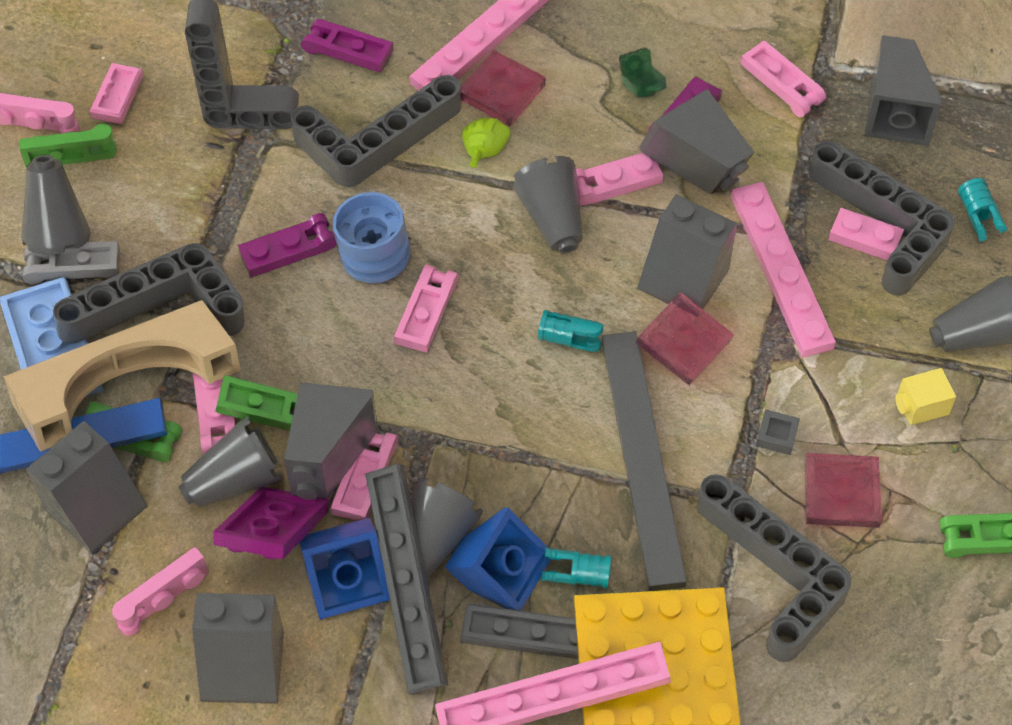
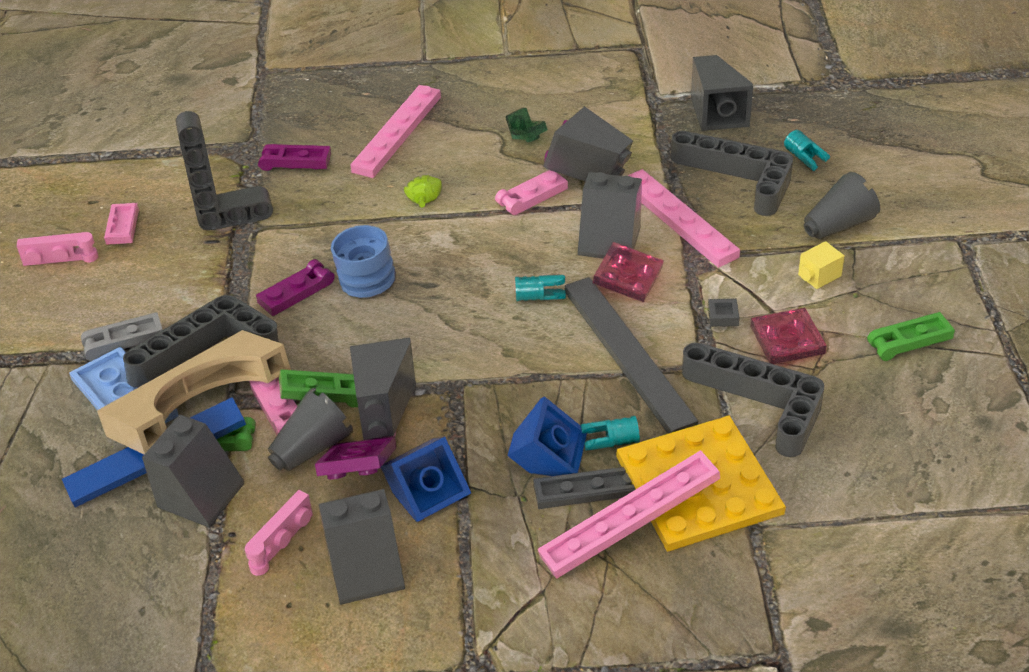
camera: 15 degrees left, 15 degrees down
(51, 209) = (97, 295): dark grey cone -> none
(71, 146) = (94, 264): bright green plate -> none
(353, 496) = (417, 418): bright pink plate -> none
(358, 157) = (341, 209): dark grey beam -> none
(406, 579) = (482, 468): dark grey tile -> none
(425, 308) = (421, 301): bright pink plate -> none
(441, 521) = (487, 430): dark grey cone -> none
(502, 87) = (423, 157): clear pink plate -> none
(552, 201) = (491, 209): dark grey cone -> none
(783, 78) = (629, 108): bright pink plate -> none
(865, 234) = (730, 184): bright pink plate -> none

